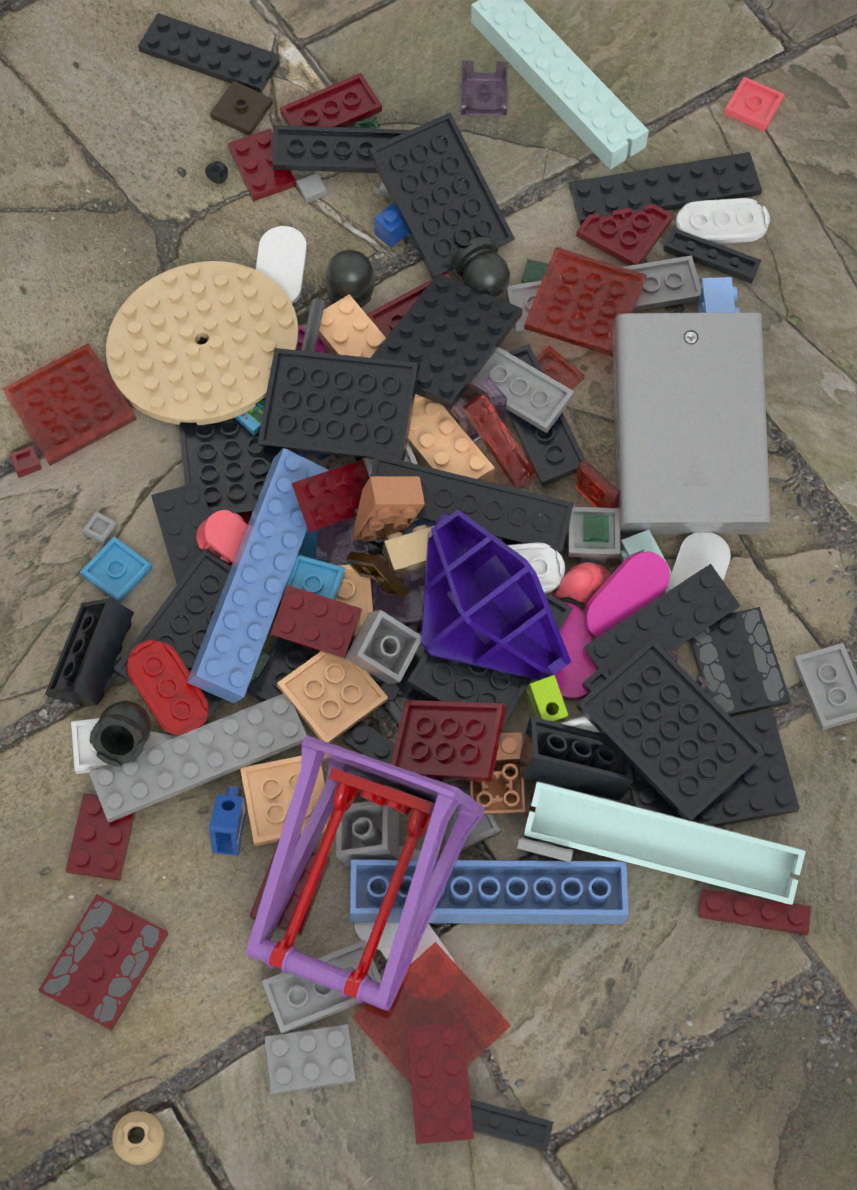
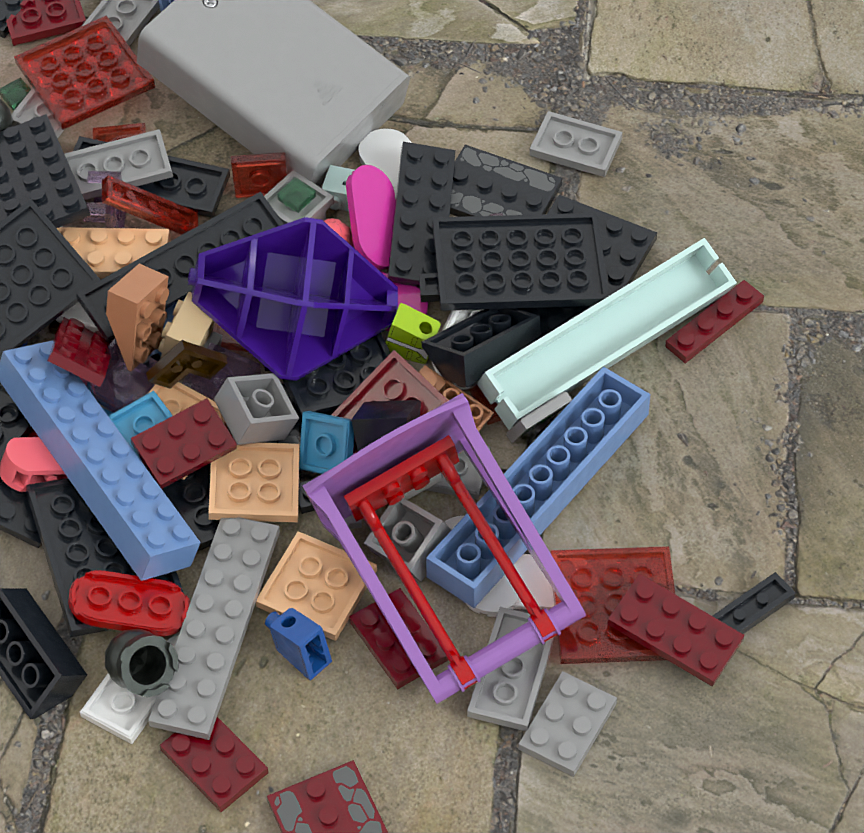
camera: 50 degrees left, 10 degrees down
(398, 717) = (324, 441): none -> dark azure tile
(437, 747) = (382, 417): none -> black slope

